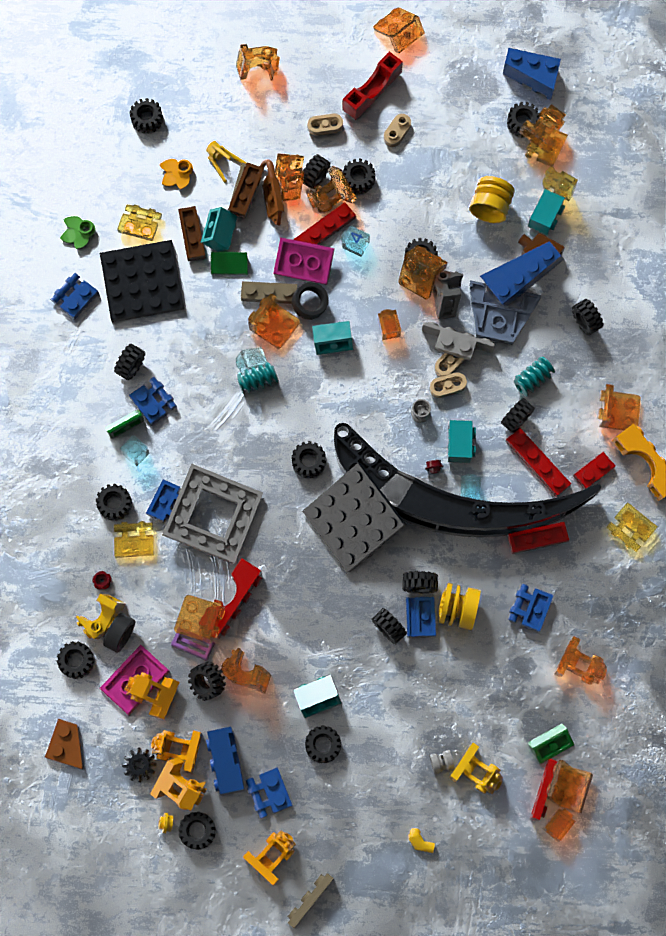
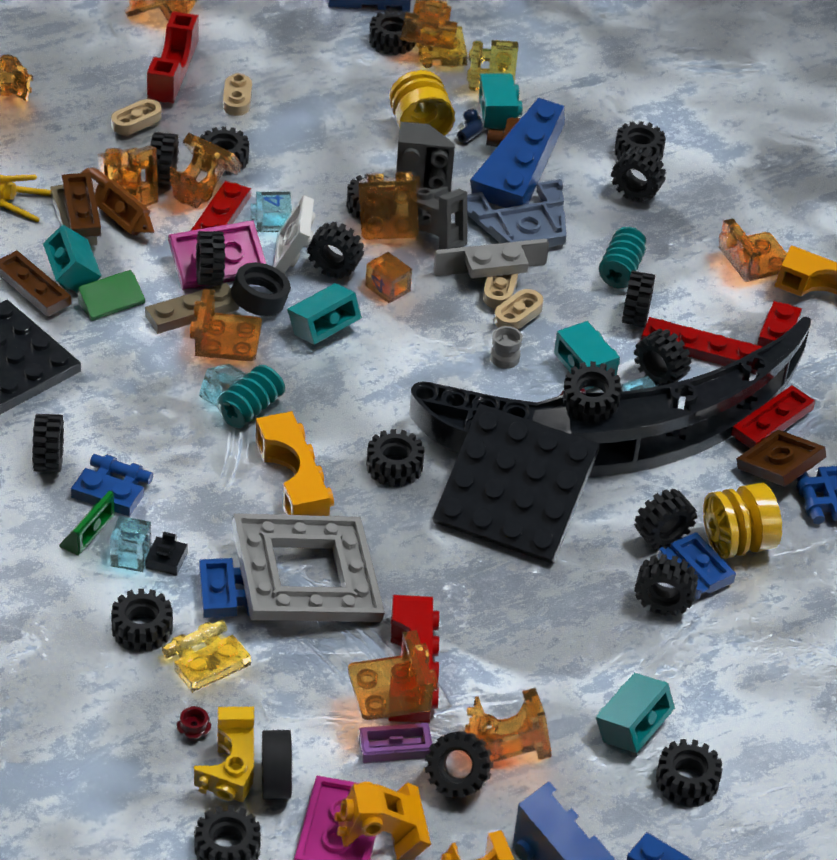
camera: 35 degrees left, 30 degrees down
(152, 464) = (166, 554): none -> black tile
(243, 463) = (283, 442): none -> light orange arch
(289, 270) = (210, 258): none -> black tyre
(349, 272) = (294, 235): none -> white plate
(368, 292) = (342, 240): none -> black tyre
(421, 475) = (592, 377): none -> black tyre
(463, 242) = (426, 155): none -> dark grey slope
(499, 467) = (658, 346): none -> black tyre
(518, 571) = (781, 458): none -> reddish brown plate
(521, 222) = (473, 126): none -> dark blue arm
(615, 277) = (640, 136): none -> black tyre

